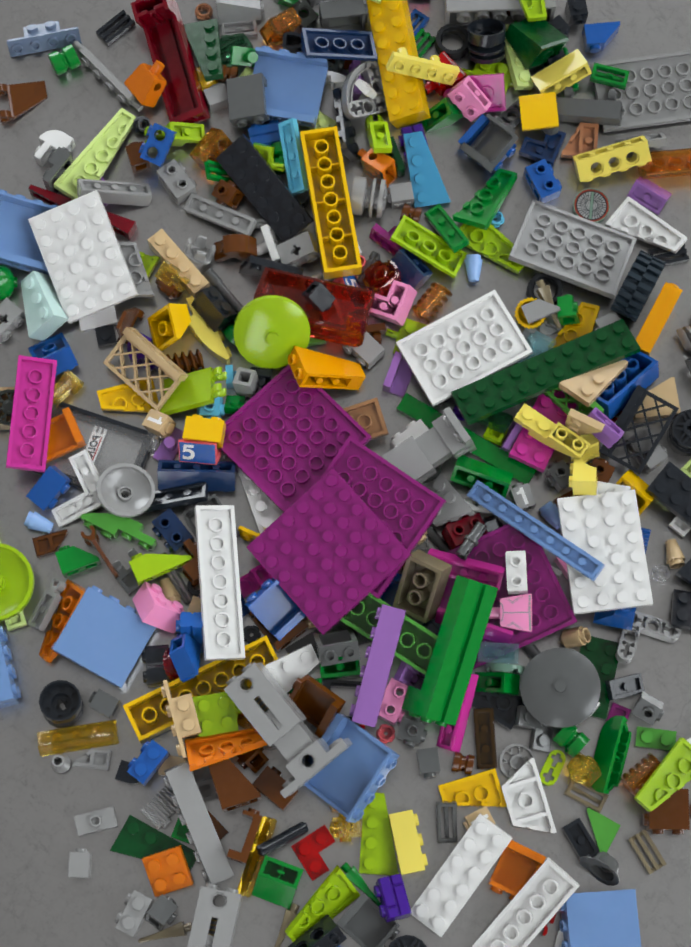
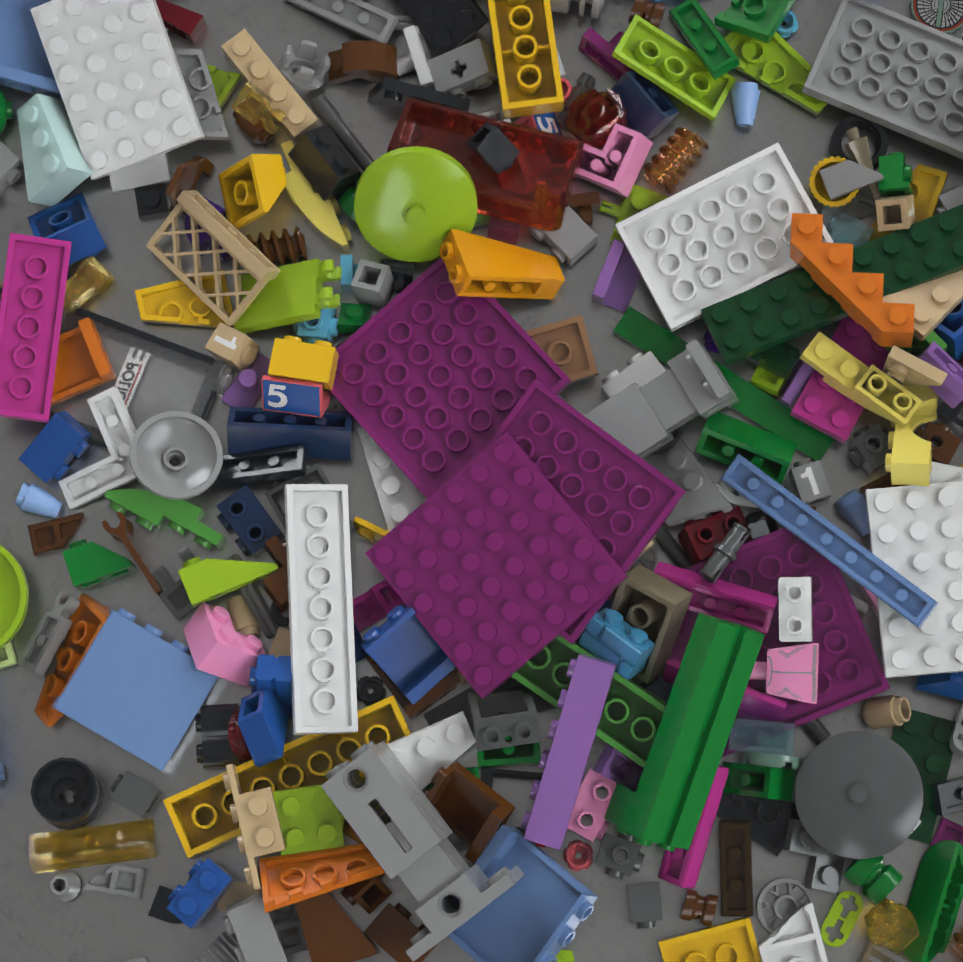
camera: 10 degrees right, 5 degrees up
(326, 347) = (503, 231): none -> clear pink tile
(406, 597) = (617, 642): none -> dark azure brick
(547, 377) = (856, 292): none -> orange brick
(568, 330) = (895, 212): none -> tan brick

